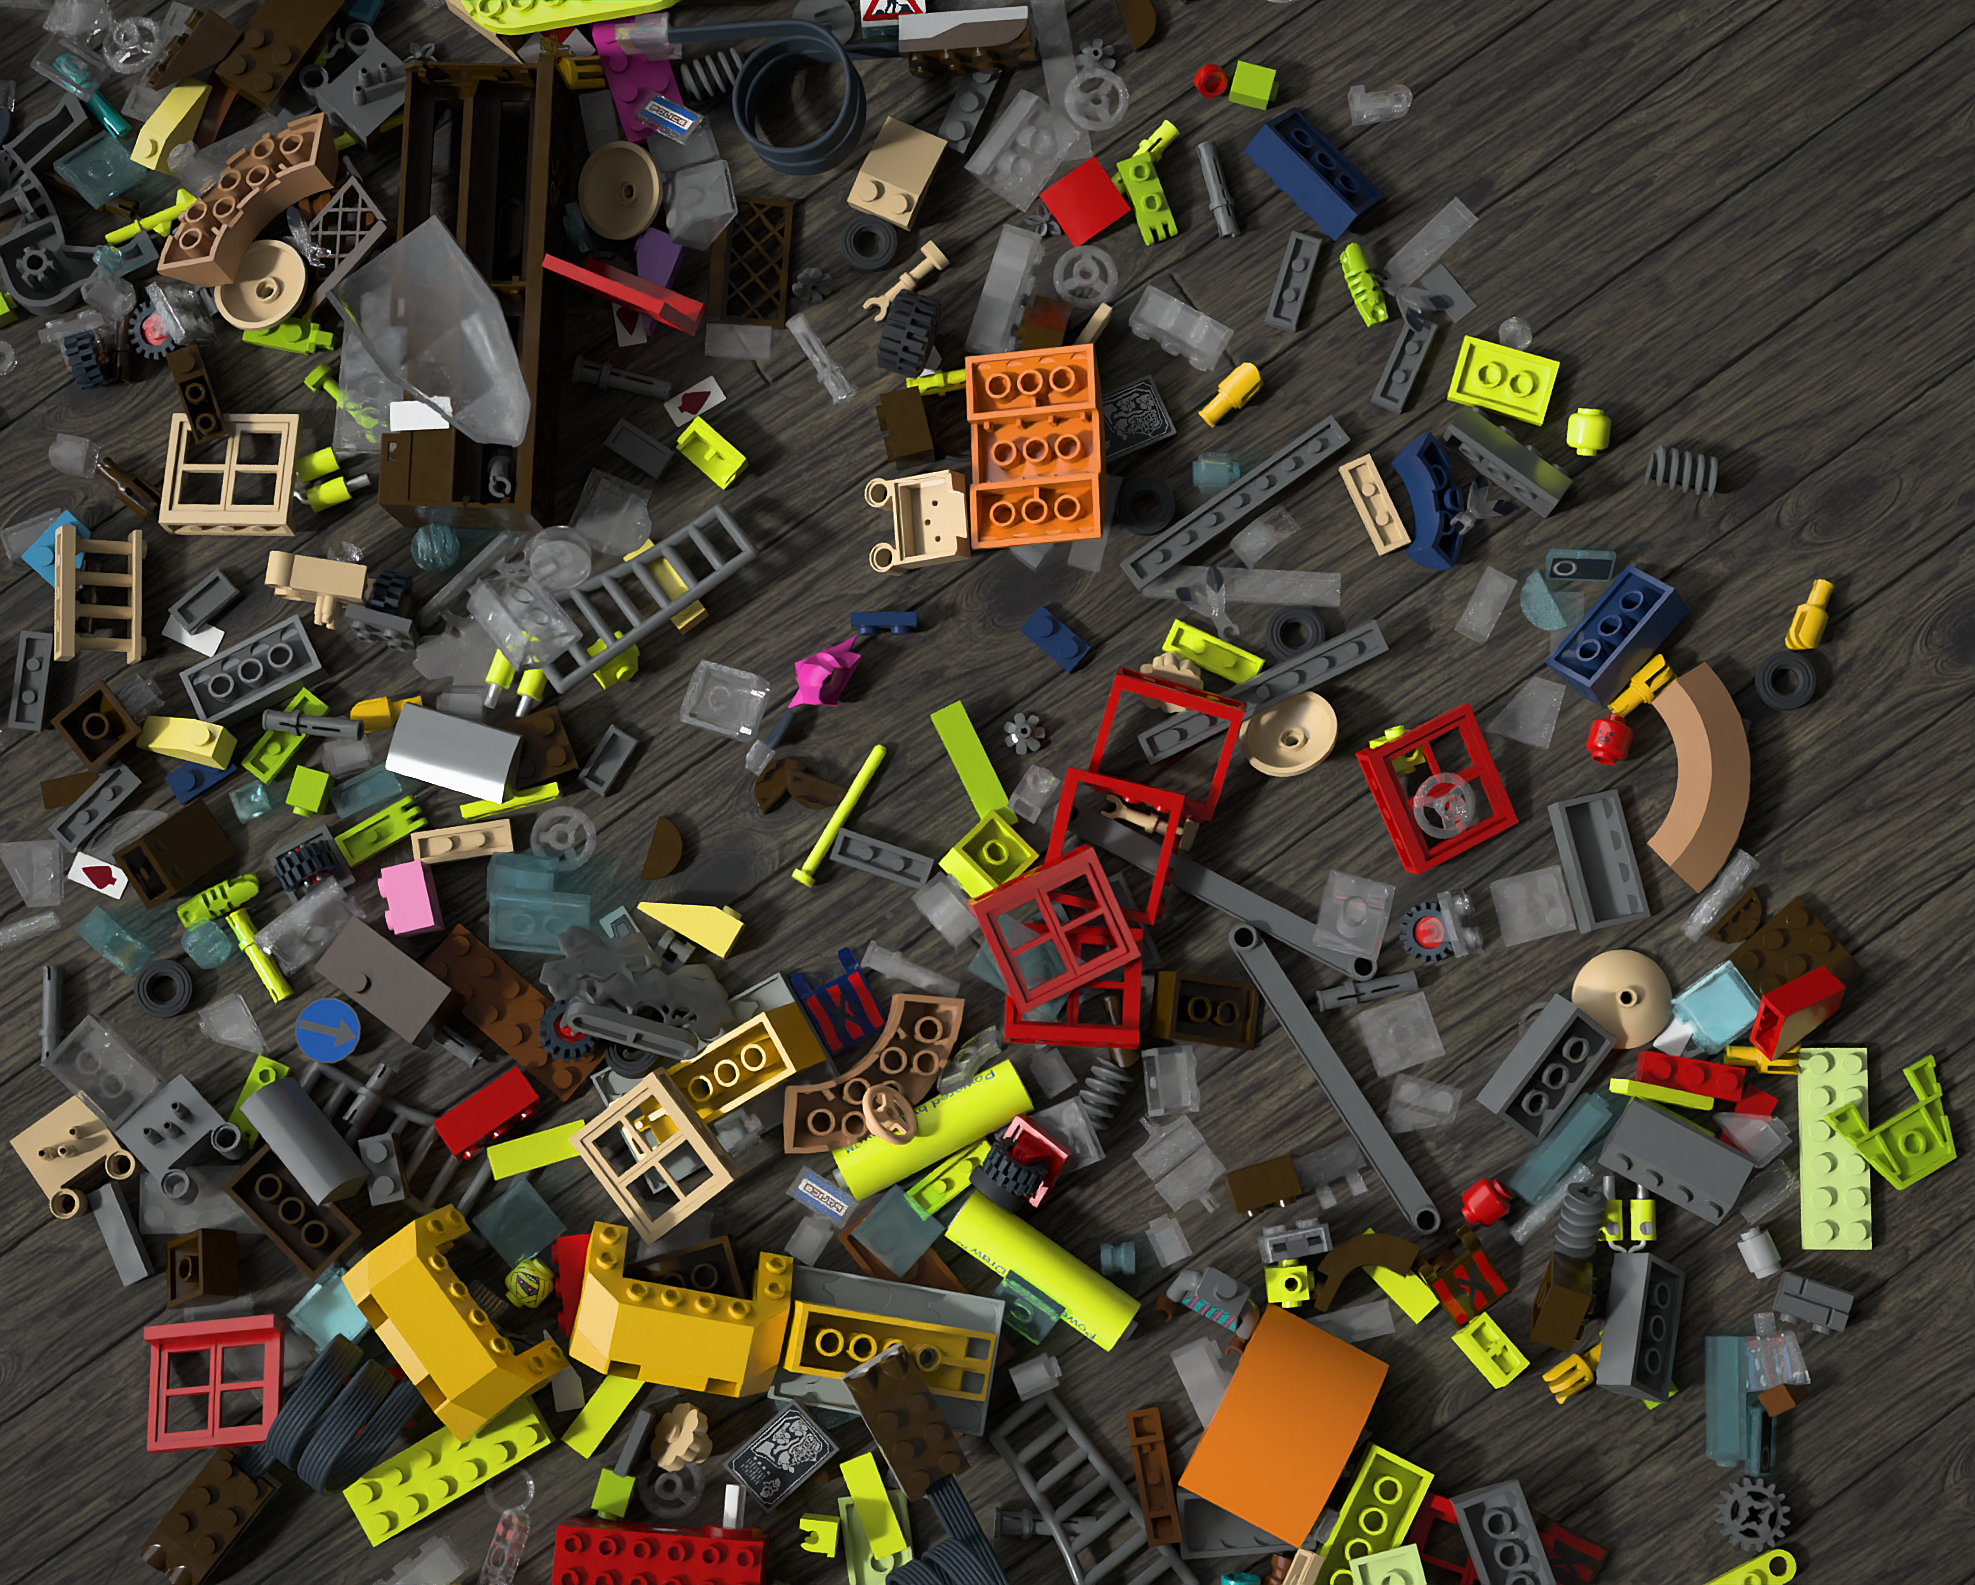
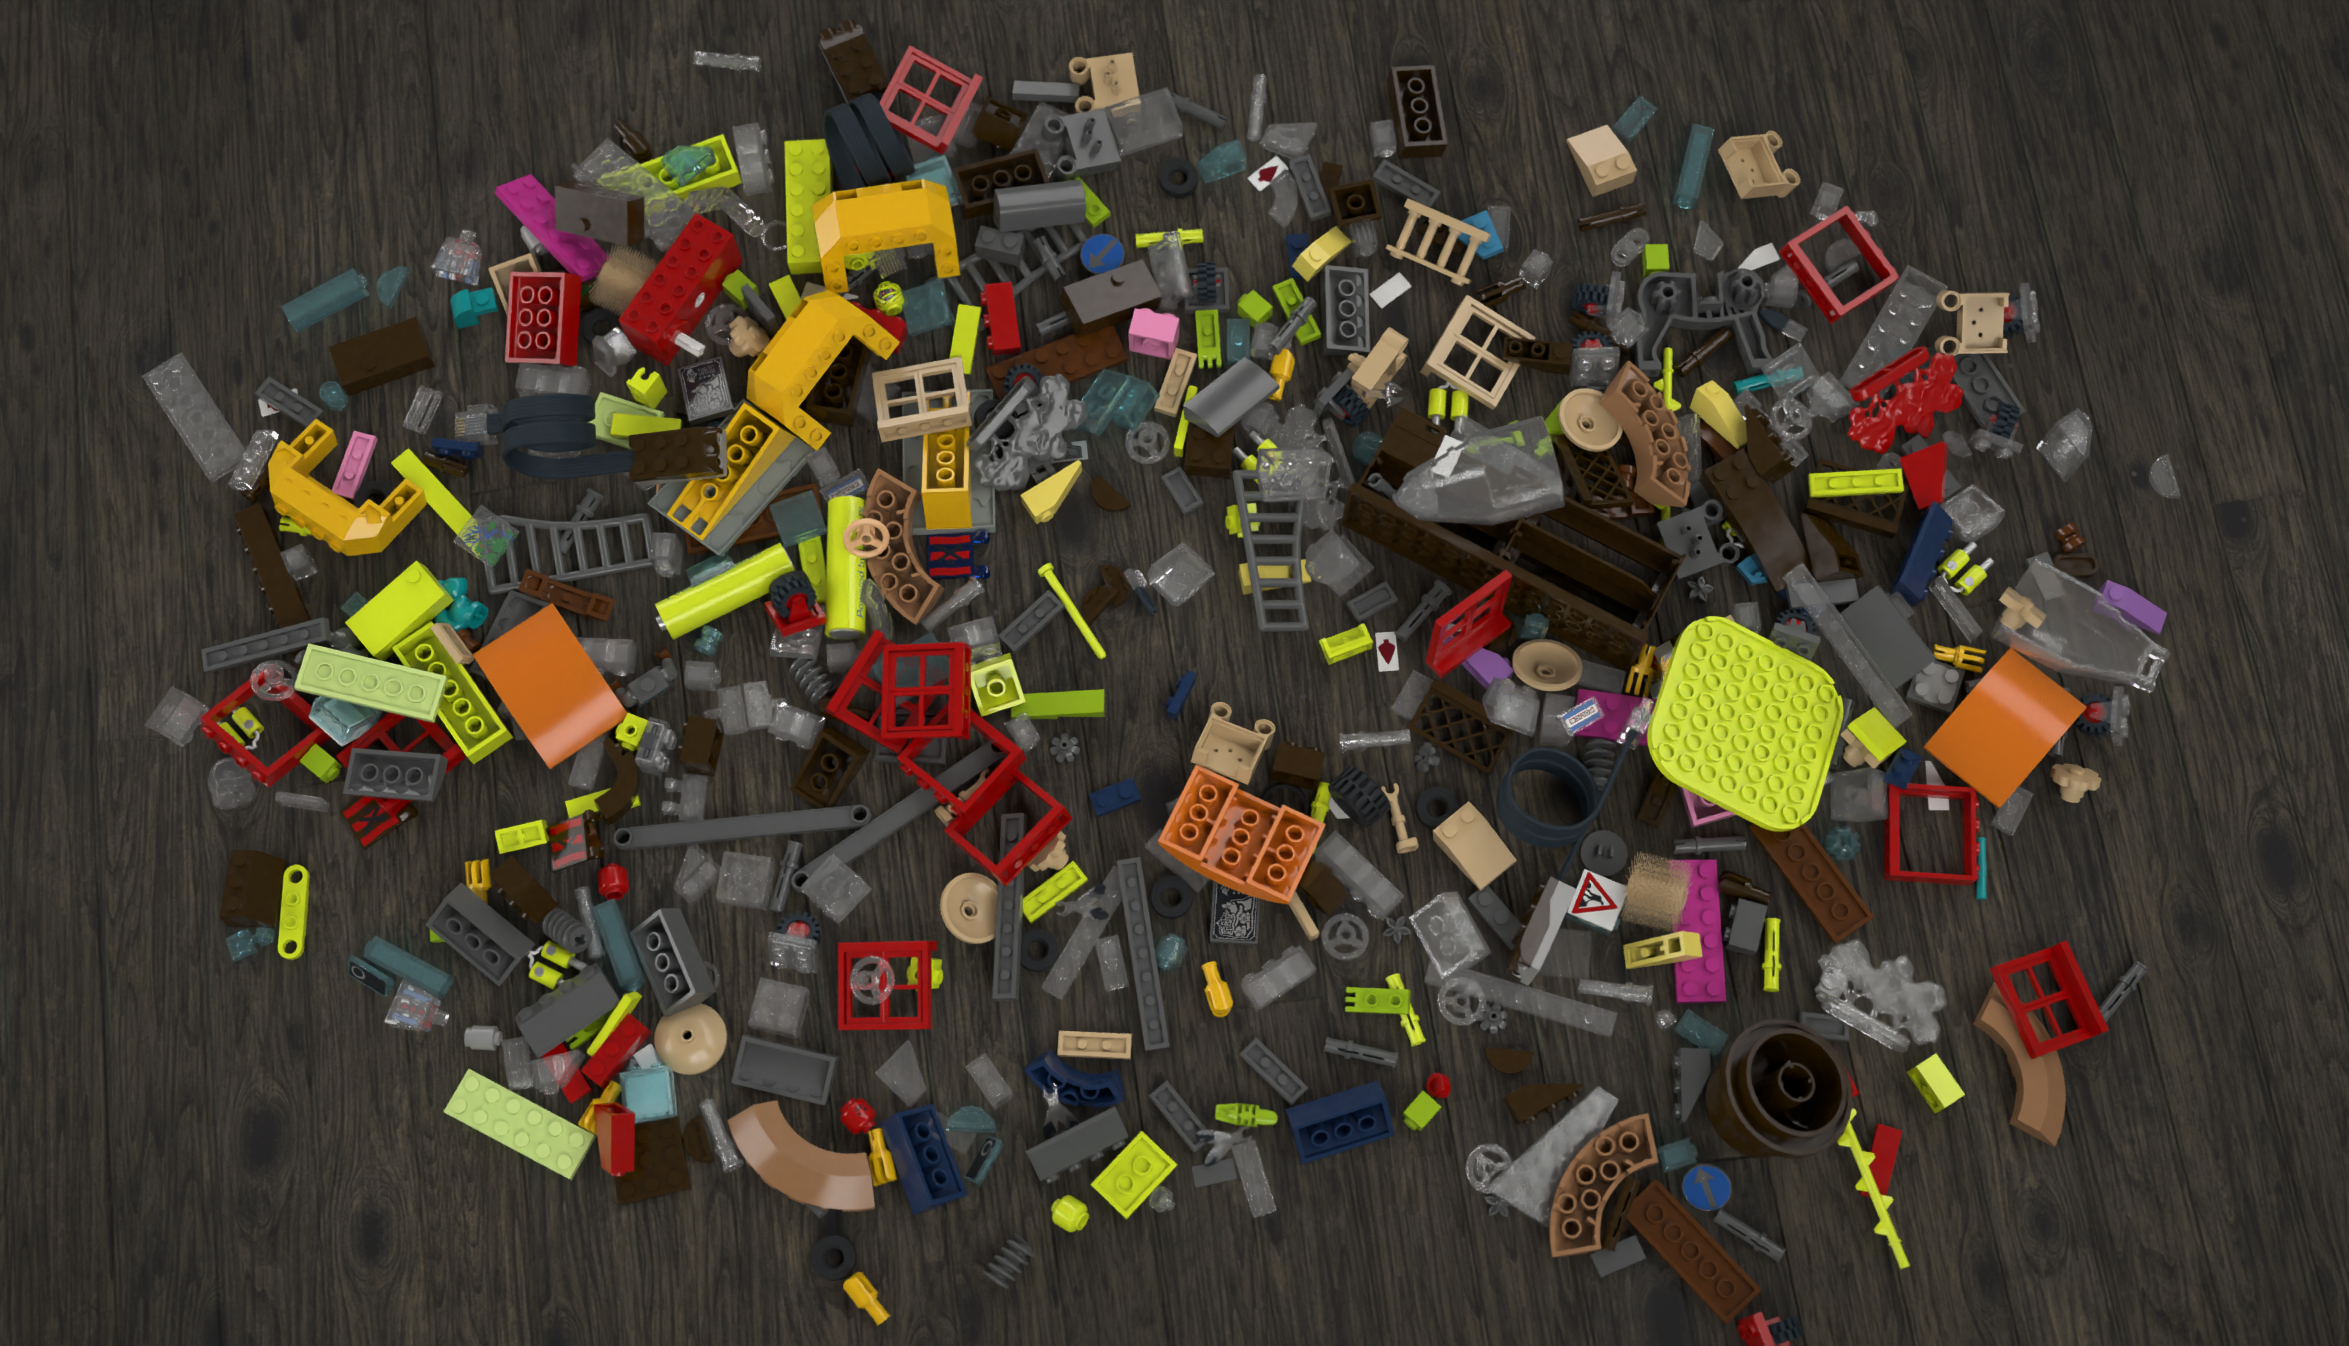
camera: 115 degrees right, 10 degrees down
(100, 169) = (1716, 361): clear light blue tile -> none
(108, 258) = (1650, 335): clear light blue plate -> none
(173, 852) = (1256, 213): dark brown slope -> none
(193, 168) = (1686, 412): clear brick -> none
(204, 601) = (1406, 304): dark grey tile -> none
(206, 944) = (1191, 210): clear light blue piece -> none
(219, 899) = (1215, 230): lime hinge -> none
(232, 1024) = (1133, 204): clear slope -> none
(250, 801) = (1266, 274): clear light blue tile -> none
(301, 238) = (1610, 456): clear piece -> none
(560, 557) = (1322, 515): clear head -> none
(740, 1131) = (908, 452): clear brick -> none
(825, 675) = (1165, 642): dark pink hair -> none
(1084, 202) = (1394, 958): red slope -> none
(1324, 1524) = (479, 678): clear tile -> none
(1378, 105) = (1363, 1197): clear leg -> none
(1760, 1526) = (322, 939): dark grey gear -> none
(1782, 1398) = (385, 1000): reddish brown slope -> none
(1813, 1302) = (432, 1054): dark grey brick -> none
(1909, 1142) = (494, 1172): lime wing -> none

